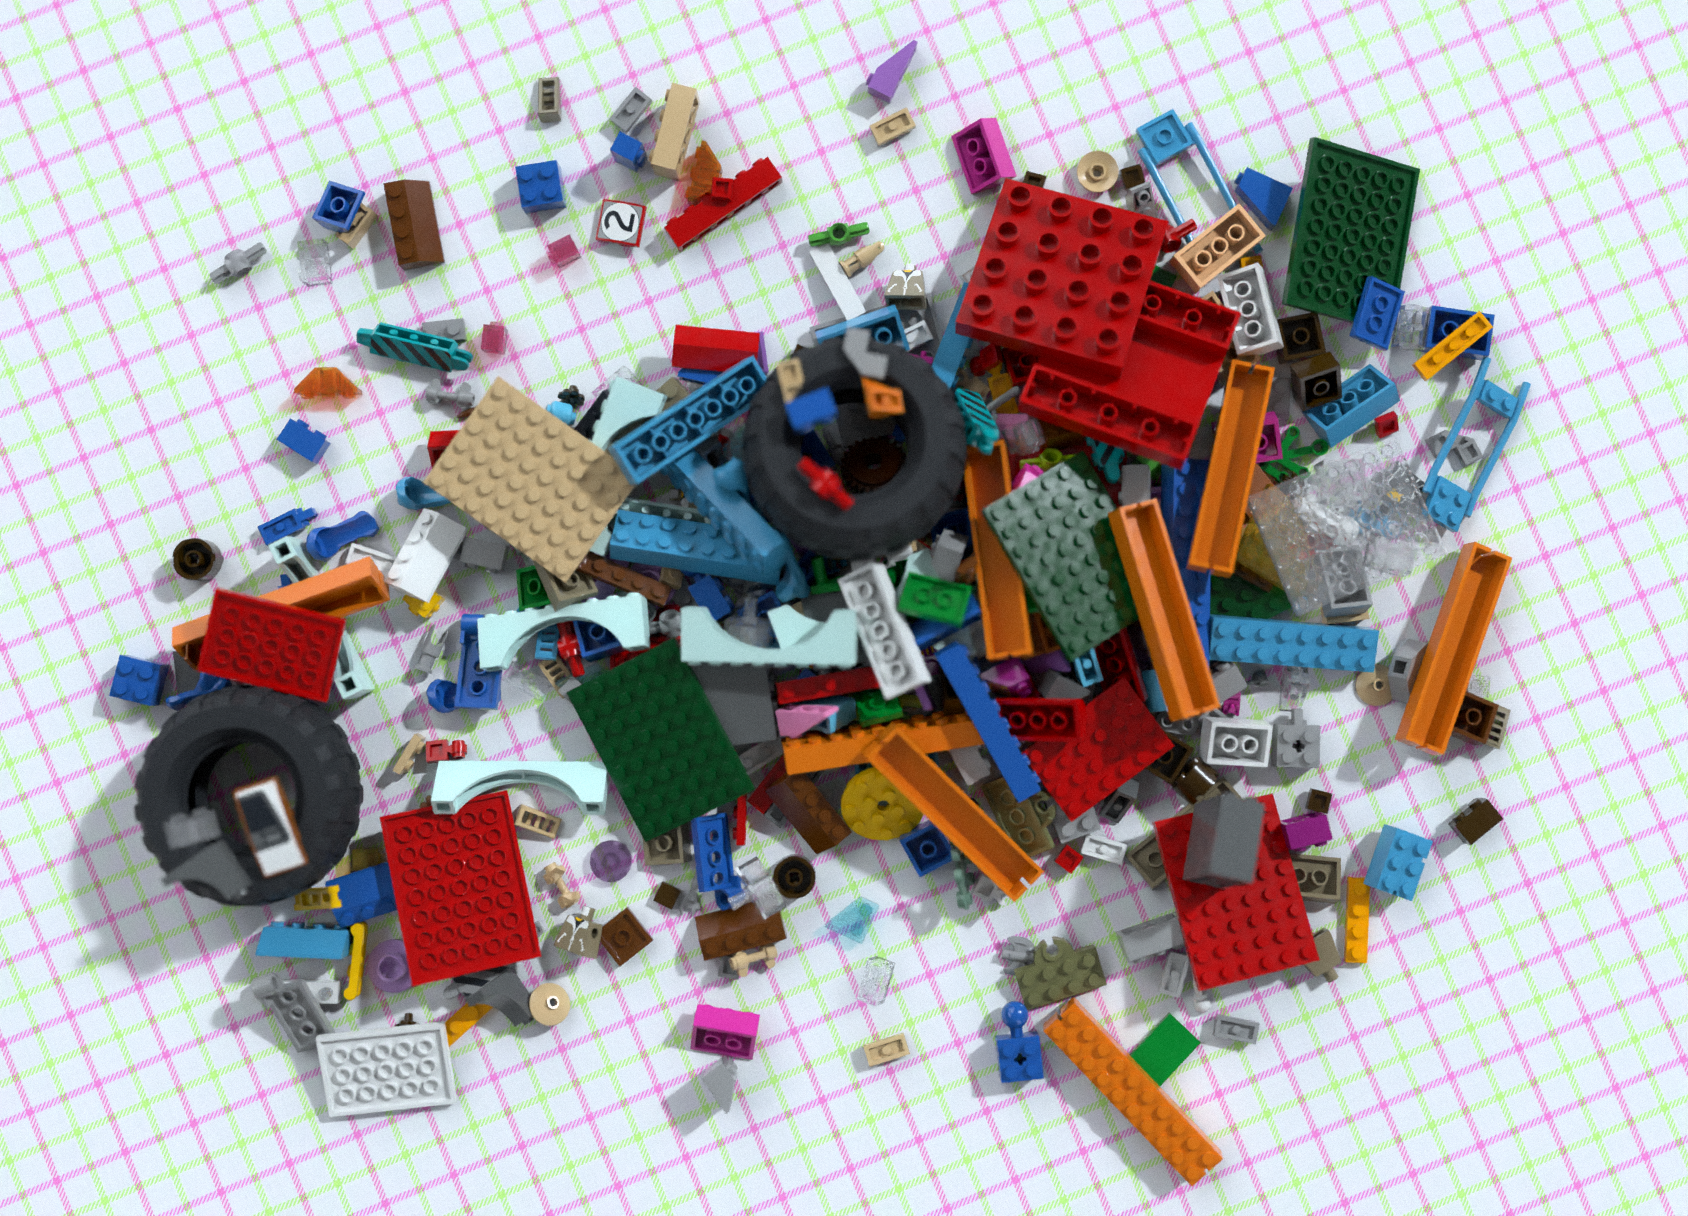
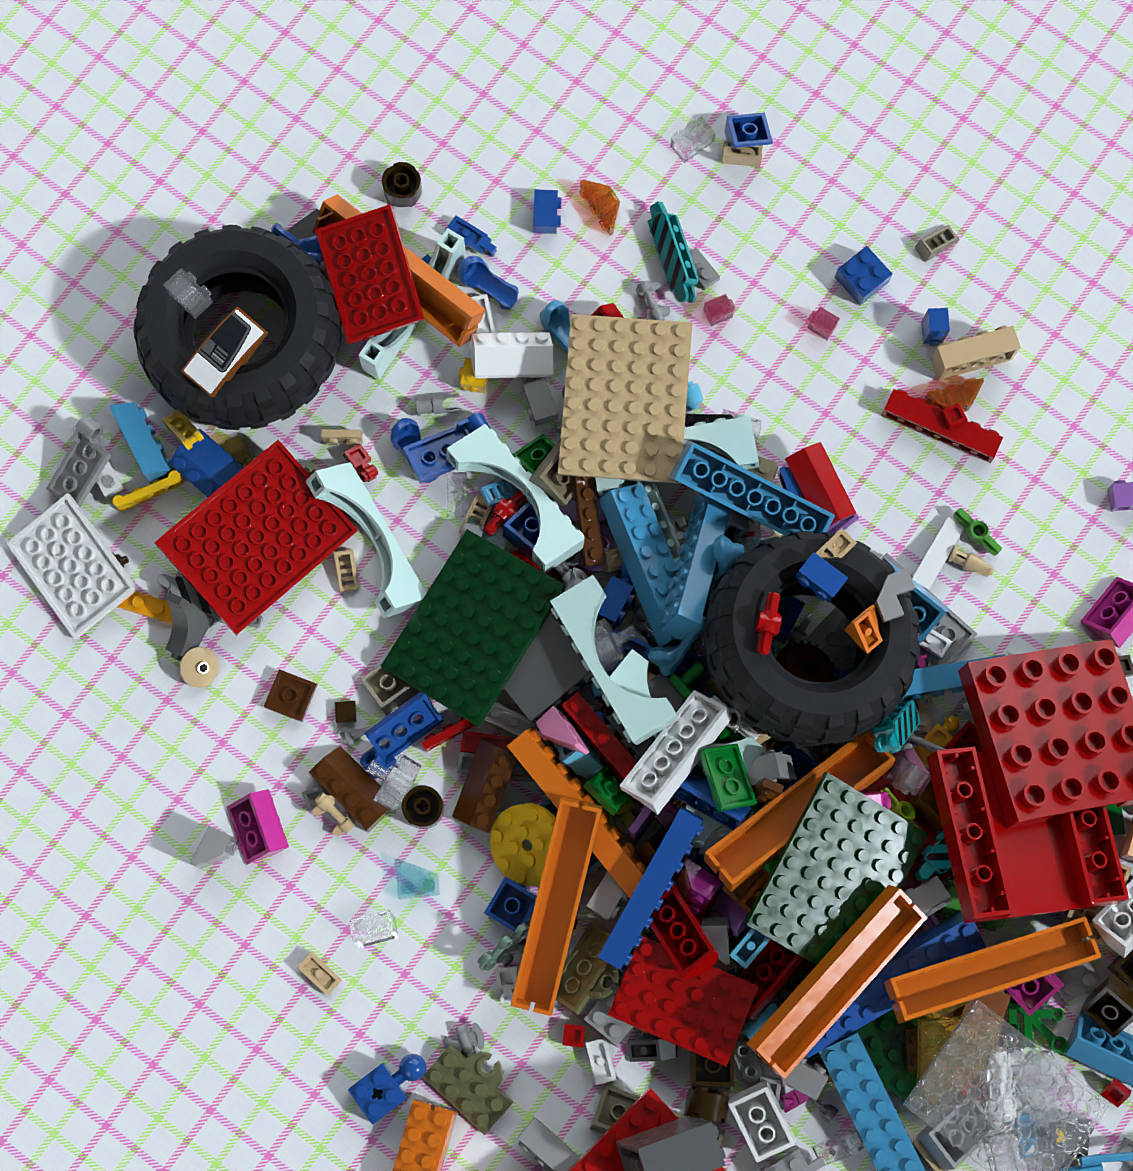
camera: 55 degrees right, 10 degrees down
(139, 680) = (279, 195): blue brick -> none
(214, 866) = (168, 328): dark grey arch -> none
(238, 263) = (655, 83): light grey axle -> none
(389, 966) = (155, 520): lavender piece -> none
(414, 223) = (771, 196): reddish brown slope -> none
(554, 875) = (309, 609): tan piece -> none
(572, 396) = (710, 397): plant -> none
(580, 934) = (272, 658): dark tan torso -> none
(611, 861) = (347, 649): clear purple tile -> none
(621, 223) = (874, 354): slope -> none
(631, 110) = (970, 309): light grey plate -> none
(892, 126) = (1093, 524): tan plate -> none
(906, 289) = (968, 612): torso -> none
(989, 358) = (954, 714): red plate -> none

